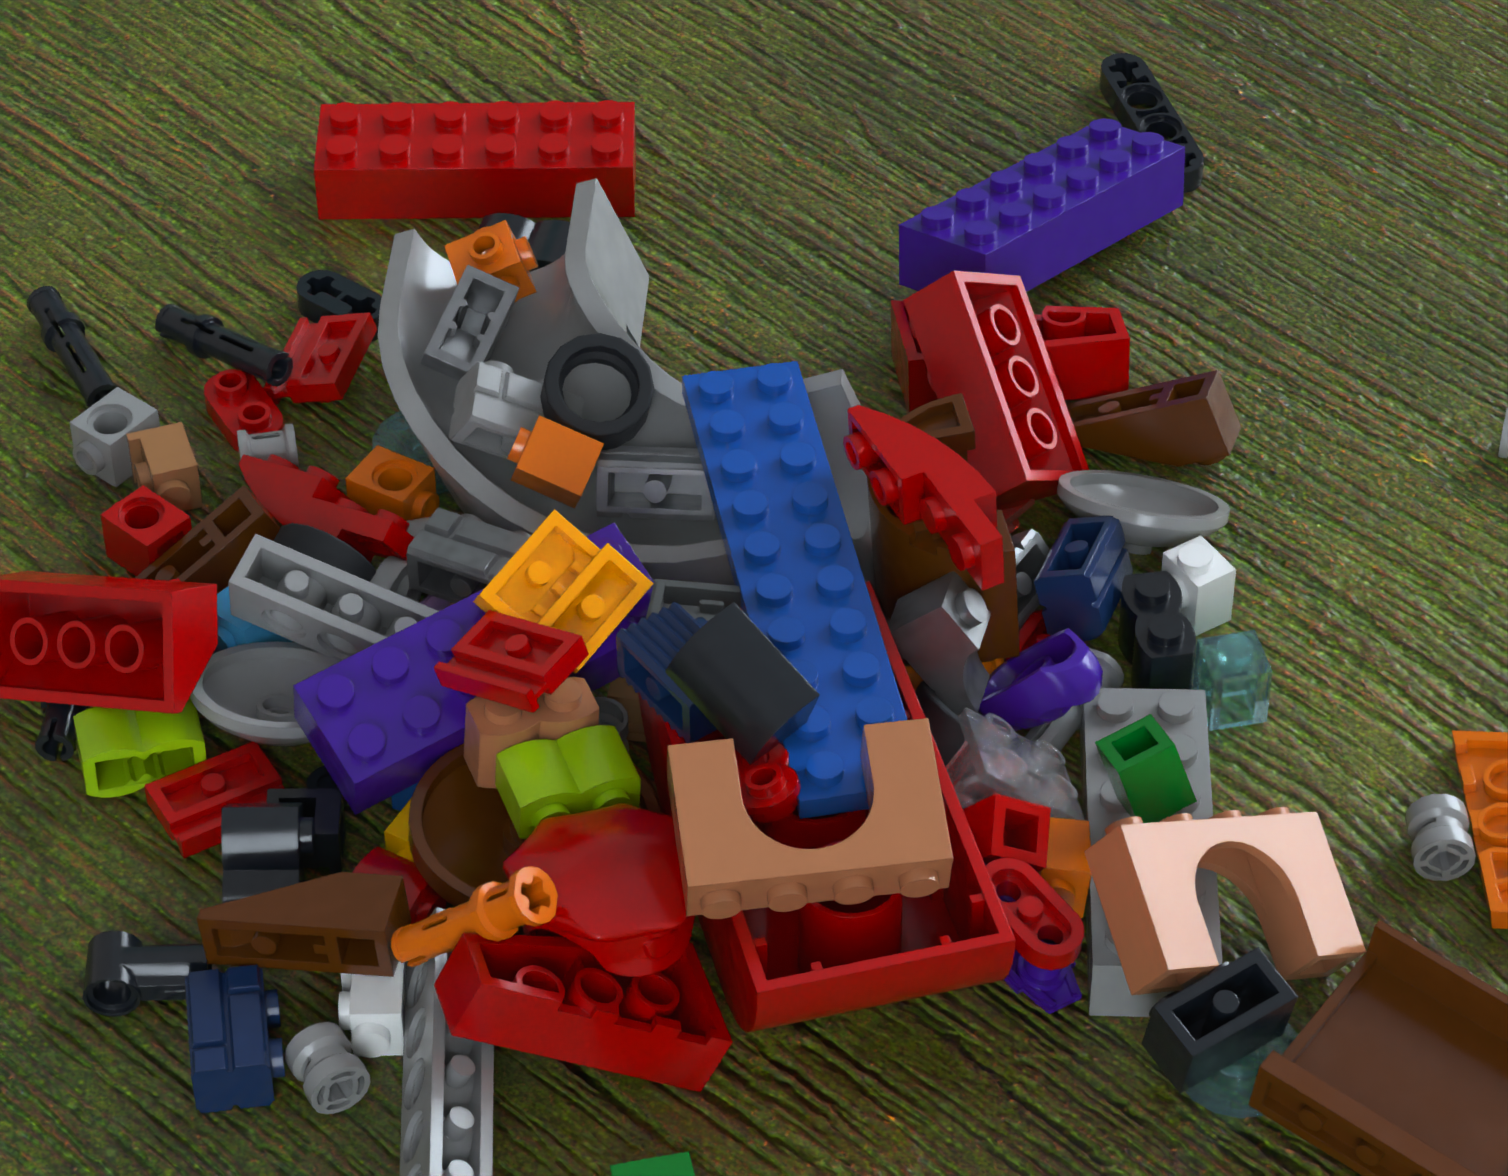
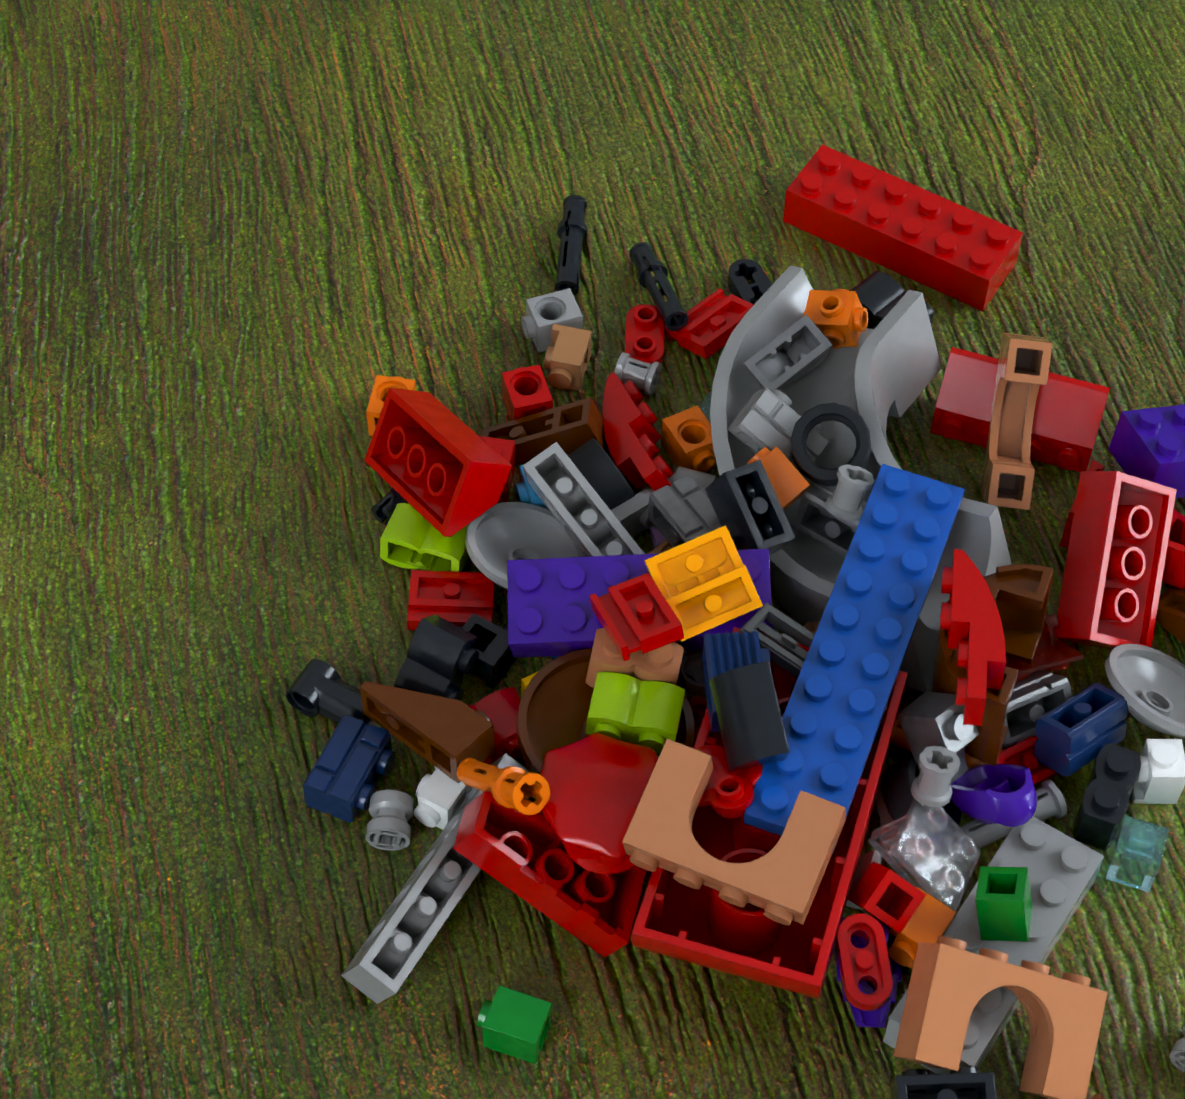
camera: 30 degrees right, 10 degrees up
(527, 496) = (750, 509): none -> black brick
(657, 432) = (849, 492): none -> light grey bush
(757, 226) = (1007, 464): none -> nougat arch
(765, 288) = (1063, 420): none -> red slope
(974, 679) = (934, 780): none -> light grey bush

